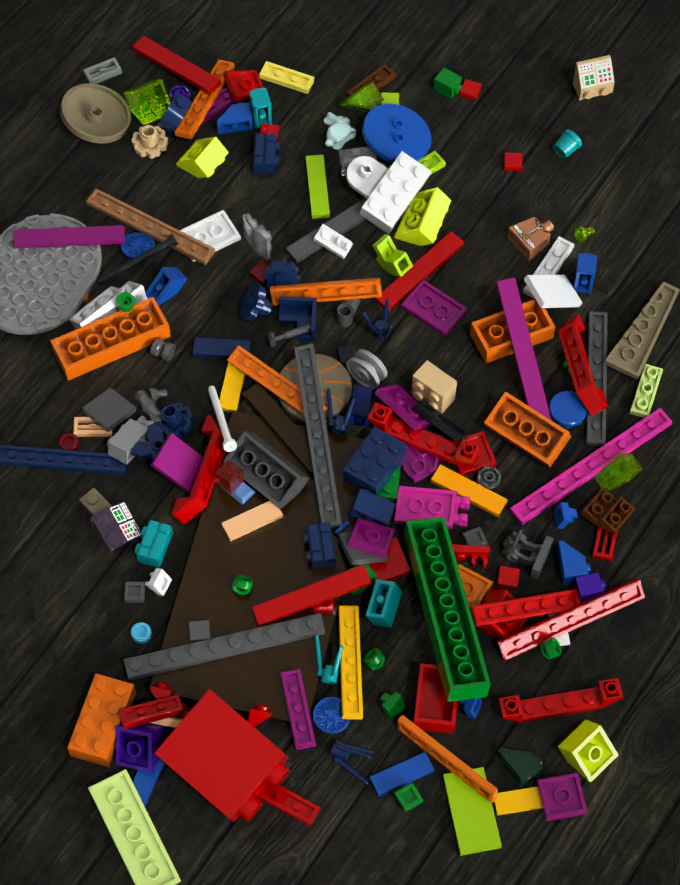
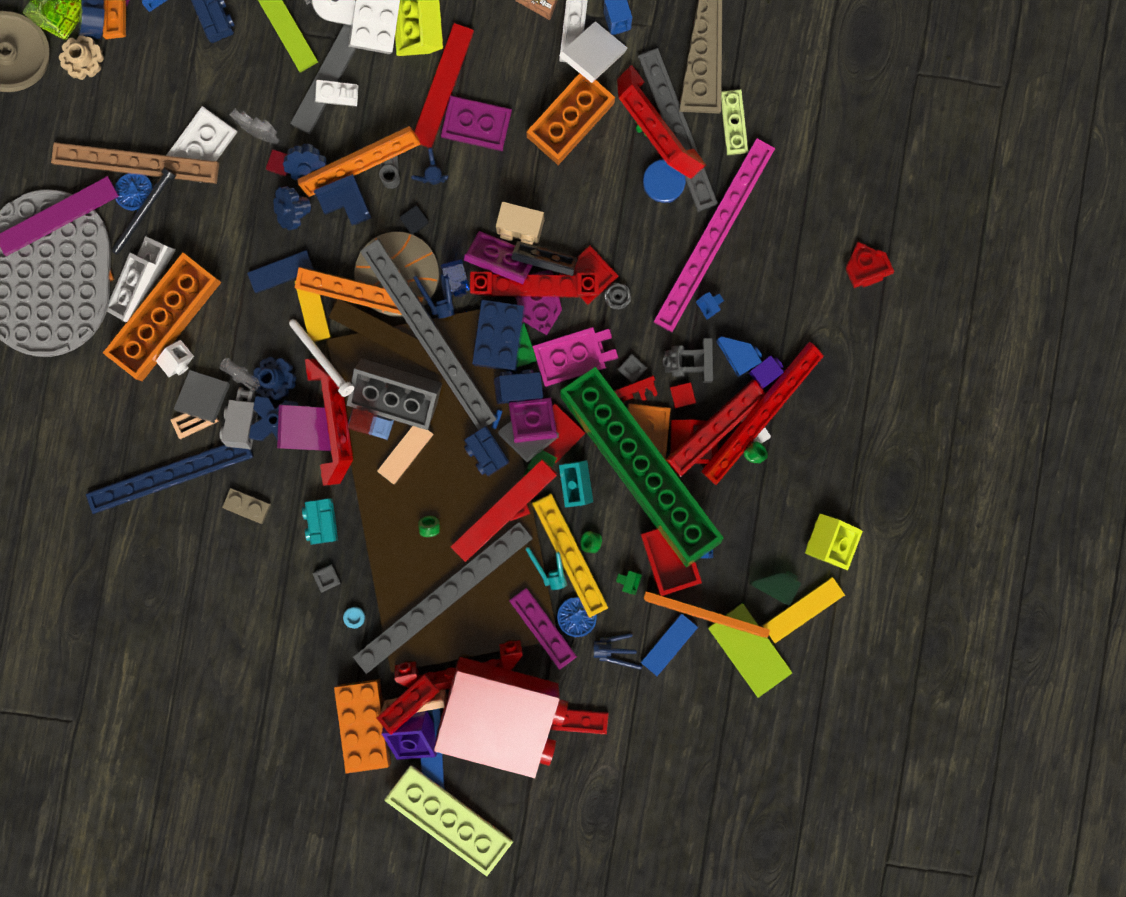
camera: 20 degrees left, 25 degrees up
(69, 442) = (179, 449): dark red tile -> none
(103, 372) = (175, 359): none -> white brick
(115, 527) = (275, 523): clear purple slope -> none
(125, 302) = (157, 270): green tile -> none
(154, 394) = (238, 357): dark grey piece -> none
(159, 581) = (345, 559): white tile -> none
(163, 349) = (221, 302): dark grey wheel -> none
(166, 284) = (187, 227): blue slope -> none
(199, 630) = (411, 593): dark grey tile -> none
(203, 157) = (148, 52): neon yellow slope -> none
(288, 334) = (343, 225): dark grey piece -> none
(366, 368) = (442, 233): light grey wheel -> none
(392, 260) = (407, 86): lime brick -> none
(408, 797) = (687, 668): green tile -> none
(478, 494) = (603, 318): light orange tile -> none
(522, 346) = (594, 141): magenta tile -> none
(527, 429) = (635, 228): orange brick -> none
(561, 704) = (788, 505): red slope -> none
(562, 796) = (828, 600): magenta tile -> none
(602, 555) = (764, 329): red tile -> none
(608, 511) = (751, 279): reddish brown slope -> none
(618, 472) = (744, 231): clear neon green slope -> none

